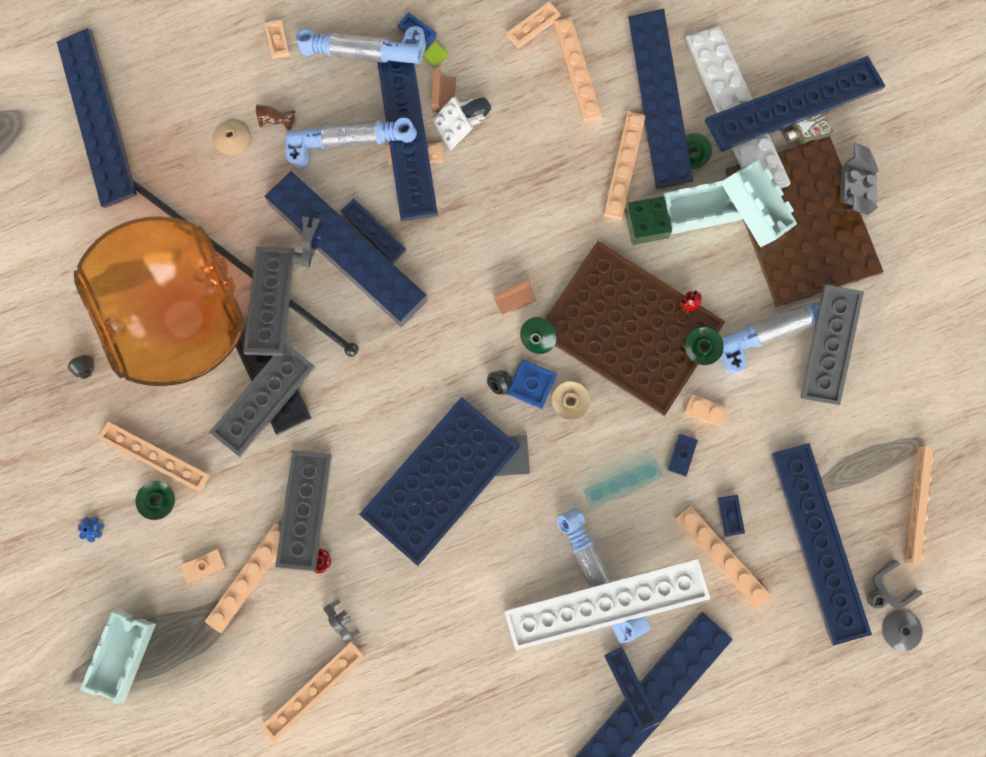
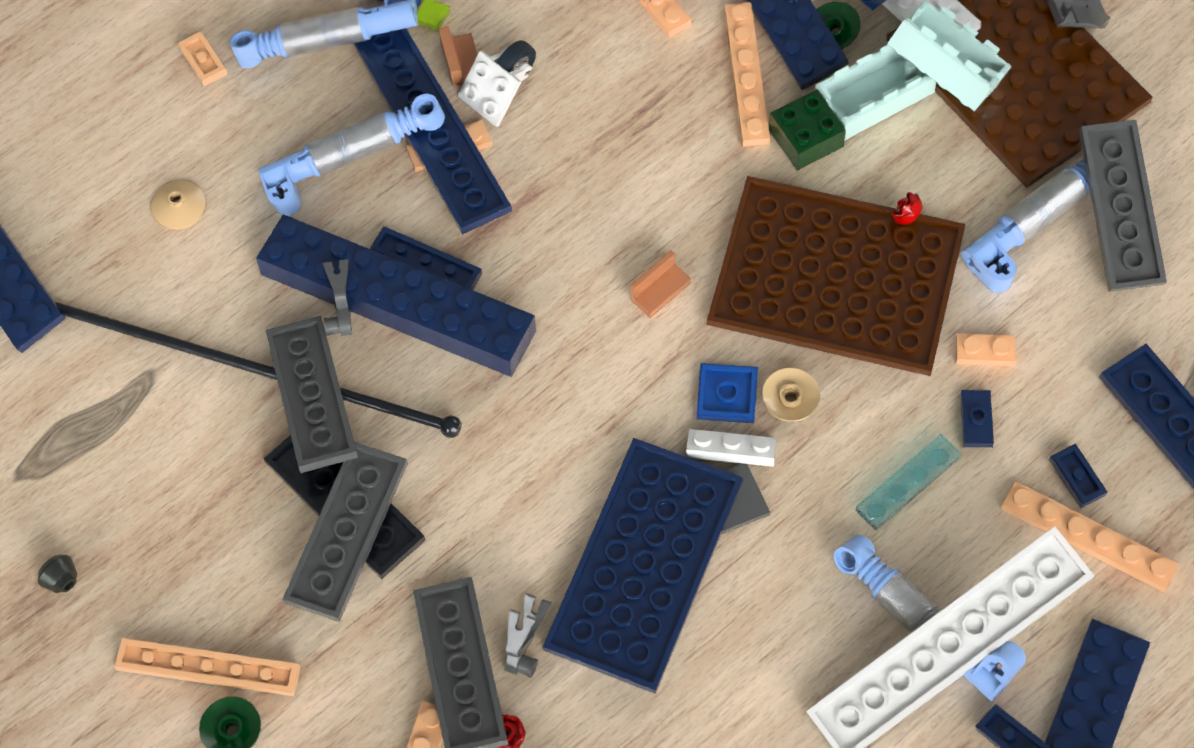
camera: 15 degrees left, 15 degrees down
(155, 287) = (160, 425): clear orange windscreen -> none
(268, 114) = (225, 156): reddish brown animal -> none
(341, 511) = (520, 639): none -> piece
(499, 382) = (679, 402): pearl dark grey cone -> none
(520, 422) = (731, 447): none -> white plate
(544, 330) = (712, 308): dark green dish -> none
(709, 338) = (953, 251): dark green dish -> none

